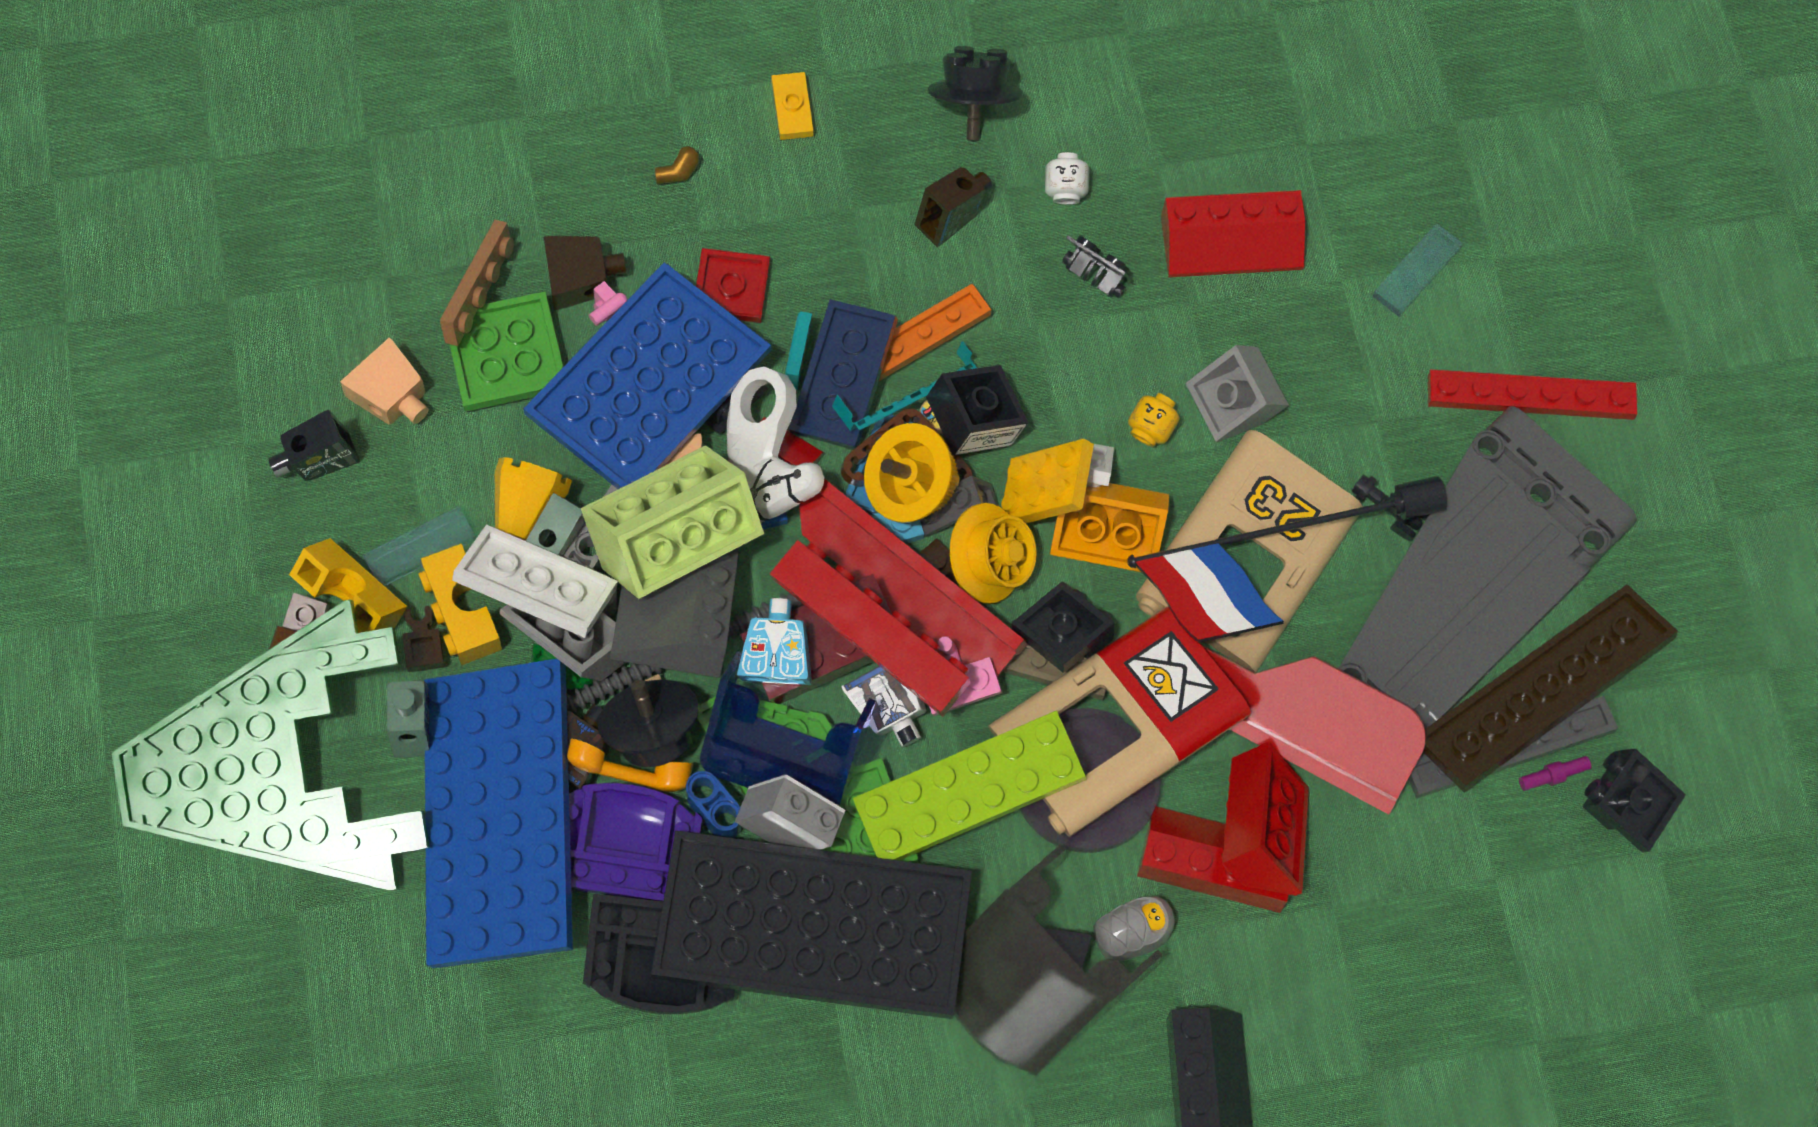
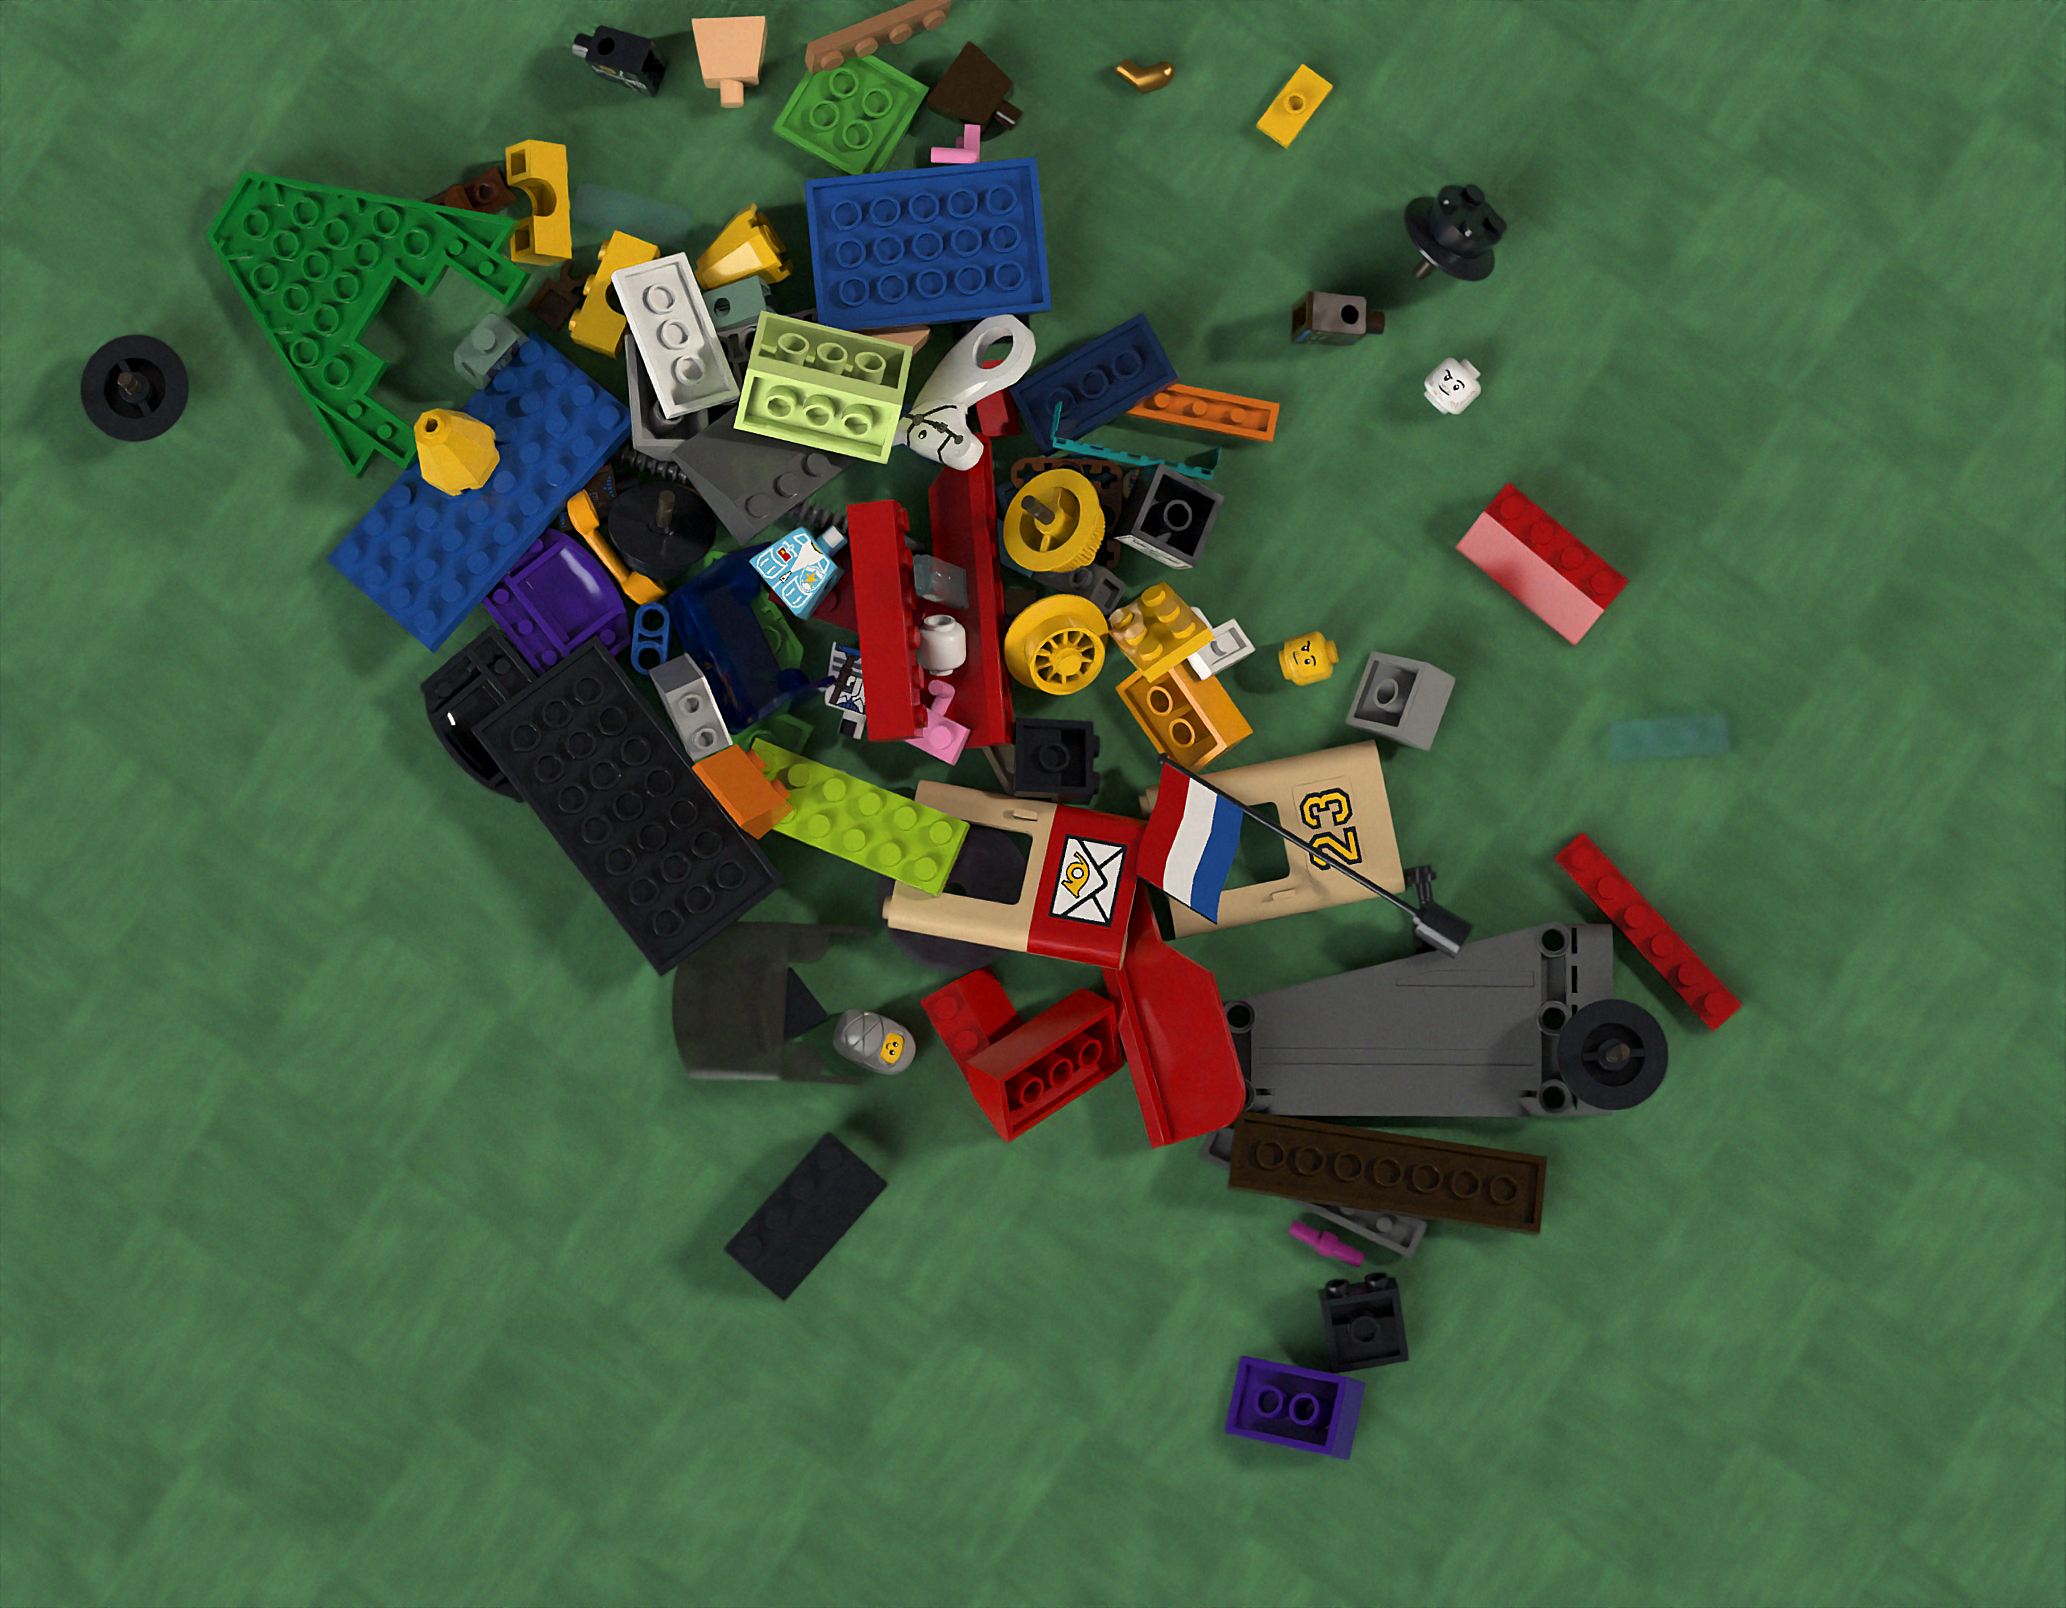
camera: 55 degrees right, 15 degrees up
(172, 970) = (134, 388): none -> black piece
(452, 799) = (455, 450): none -> yellow cone
(735, 281) = (1089, 220): red tile -> none
(799, 348) = (1082, 329): teal tile -> none
(880, 569) = (940, 582): none -> clear light blue tile
(887, 830) = (744, 789): none -> orange slope
(921, 613) = (941, 645): none -> white head
(1087, 252) = (1399, 469): black hinge -> none
(1607, 470) = (1613, 1054): none -> black piece
(1650, 896) = (1295, 1407): none -> dark purple slope

